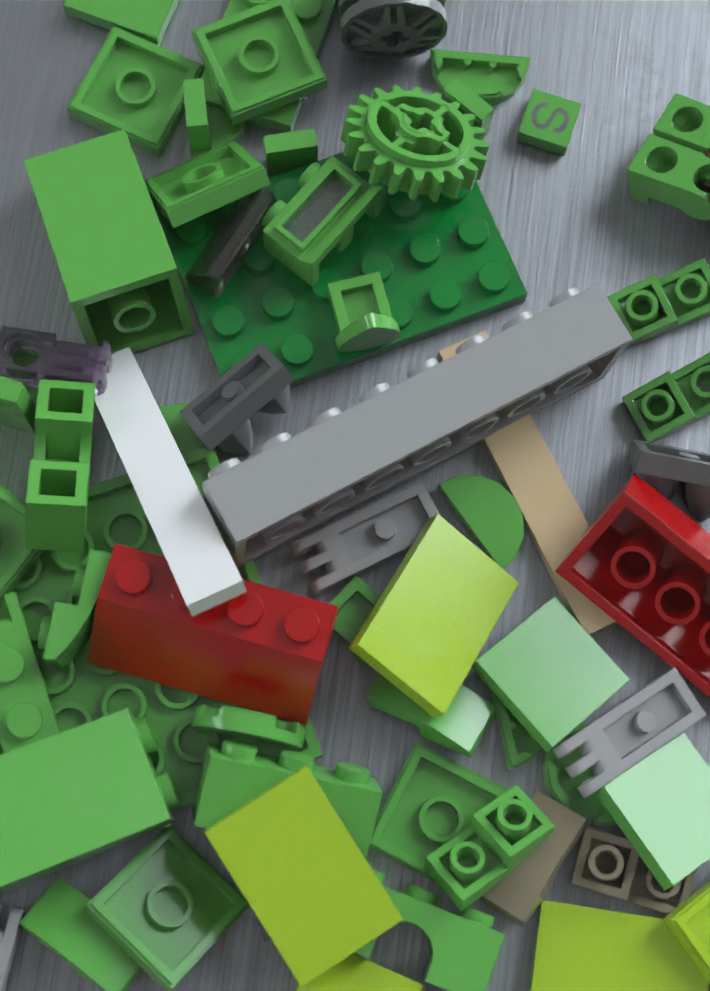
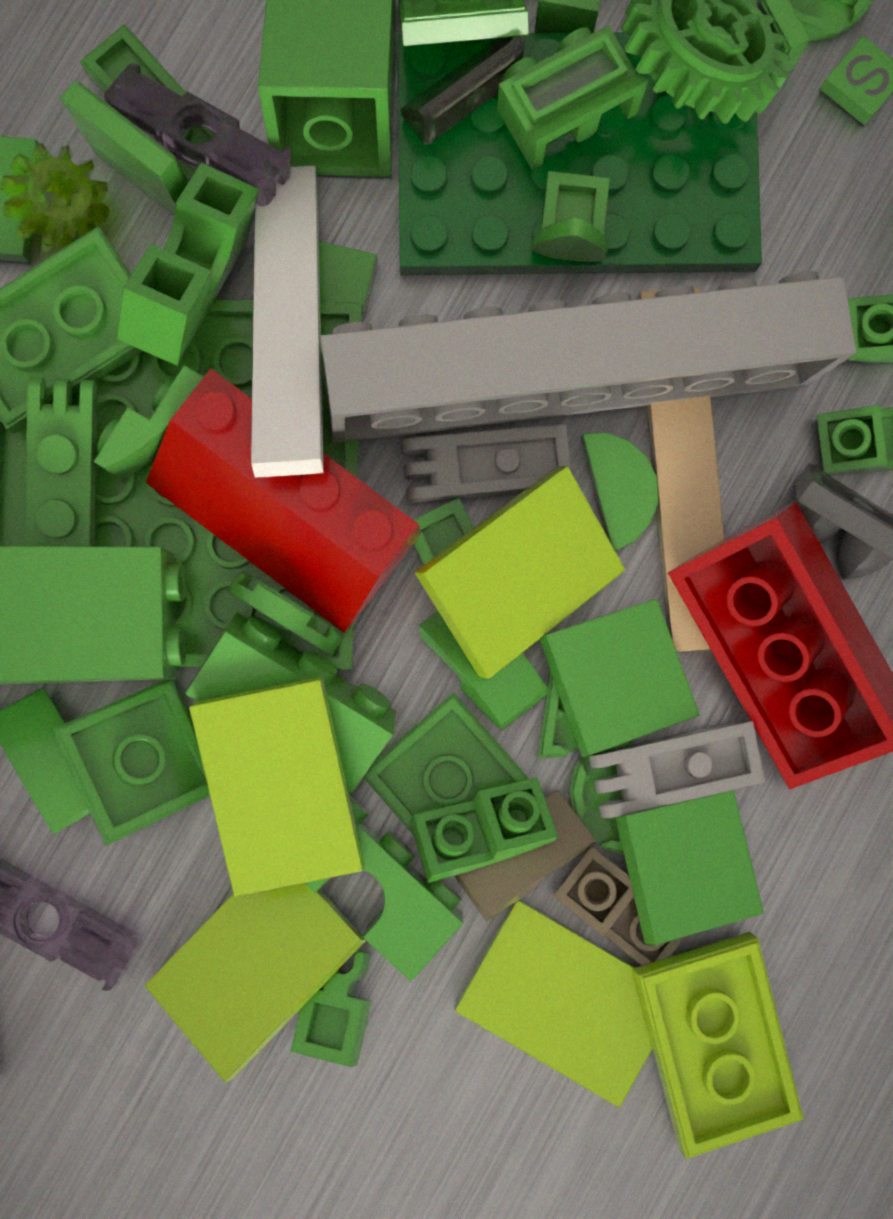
camera: 25 degrees right, 10 degrees up
(224, 408) = (386, 268): dark grey tile -> none

